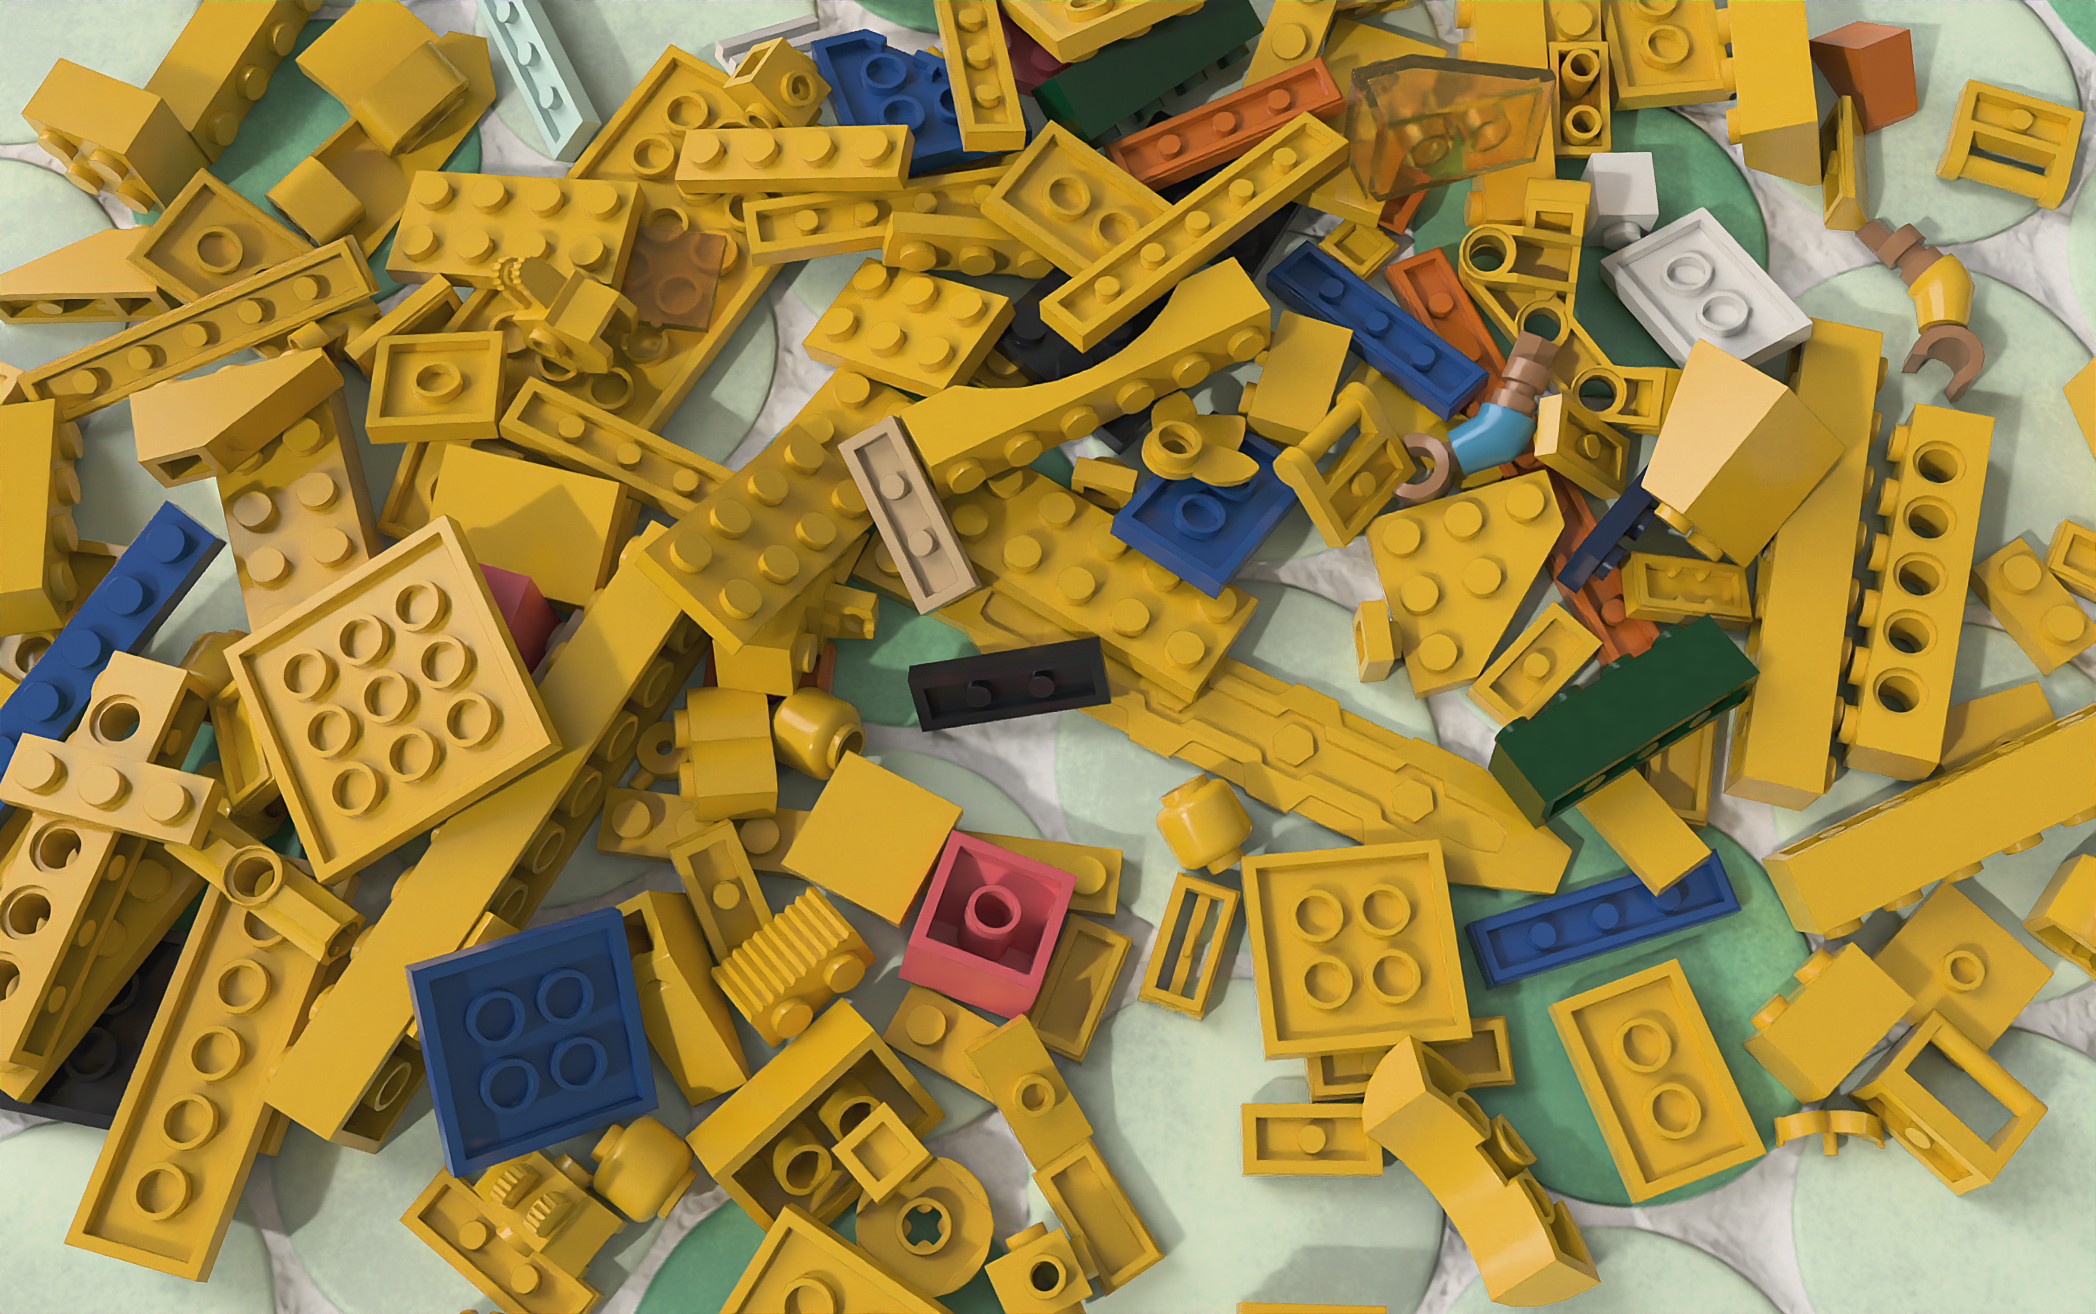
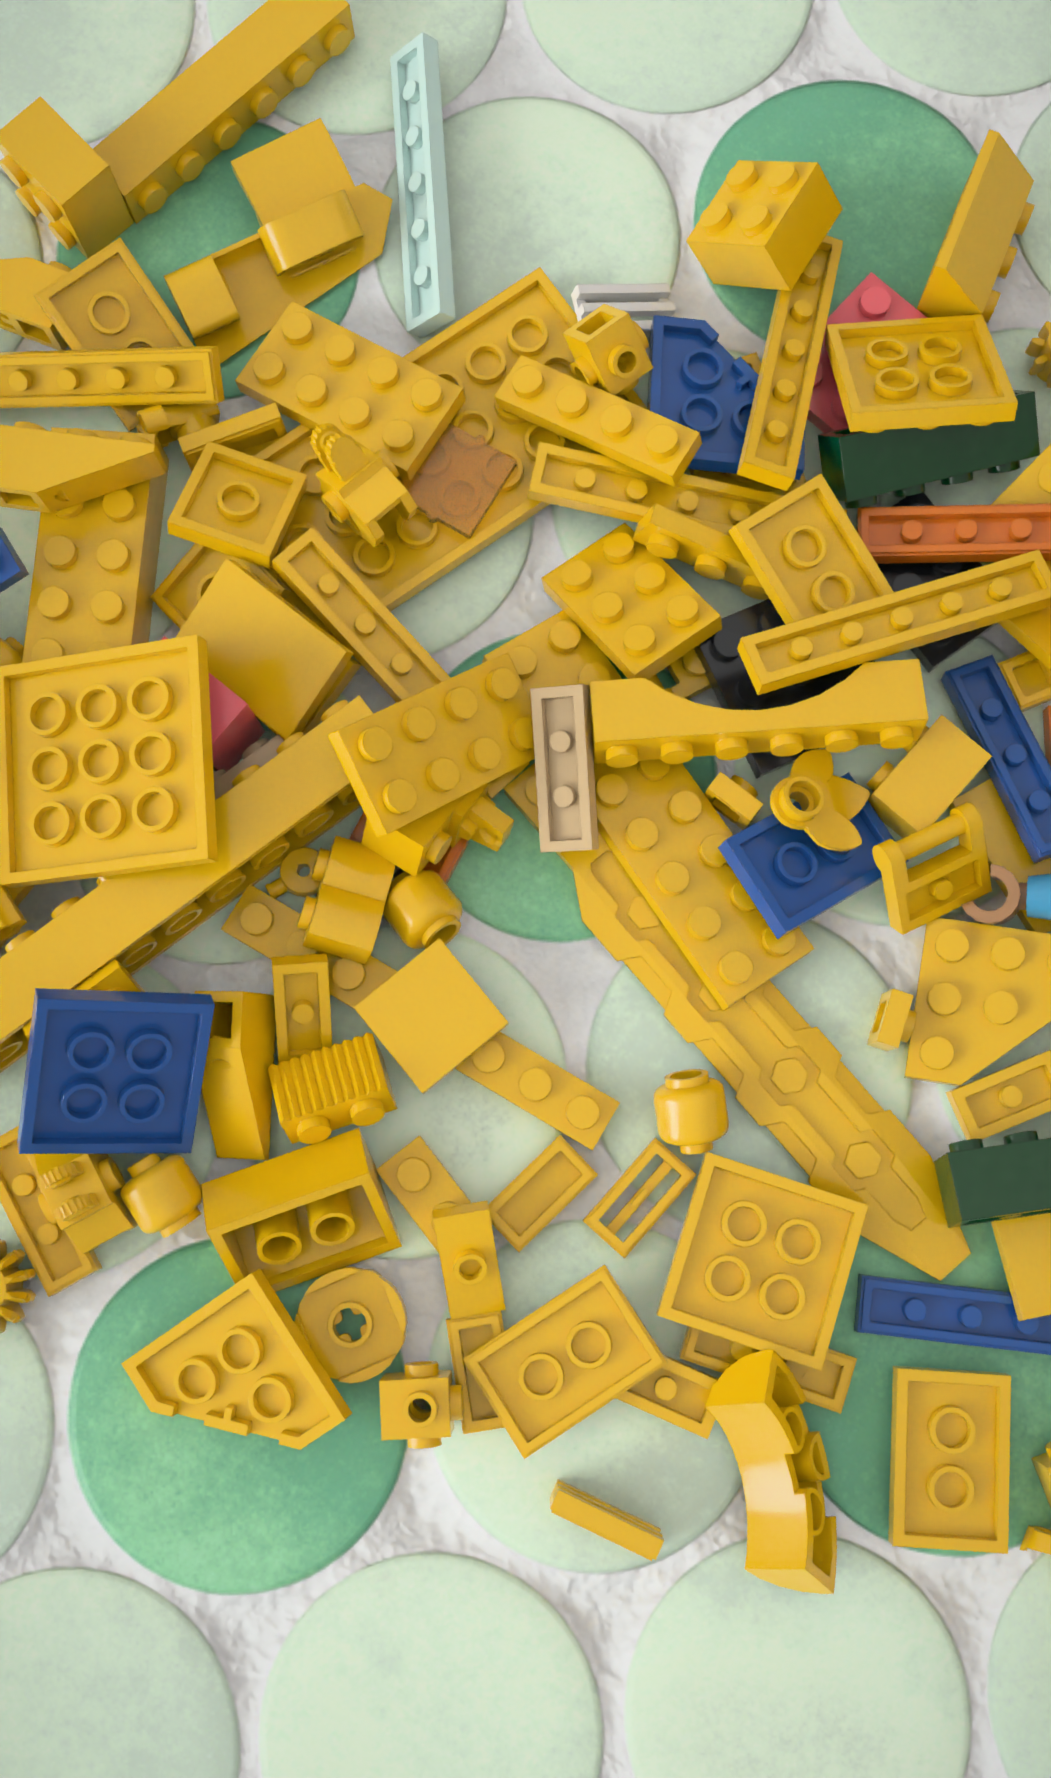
camera: 25 degrees right, 10 degrees up
(882, 1153) = (339, 1262): yellow plate -> none
(987, 926) = (491, 1122): coral slope -> none
(1010, 684) = (588, 936): black plate -> none
(1185, 1156) = (565, 1361): none -> yellow tile

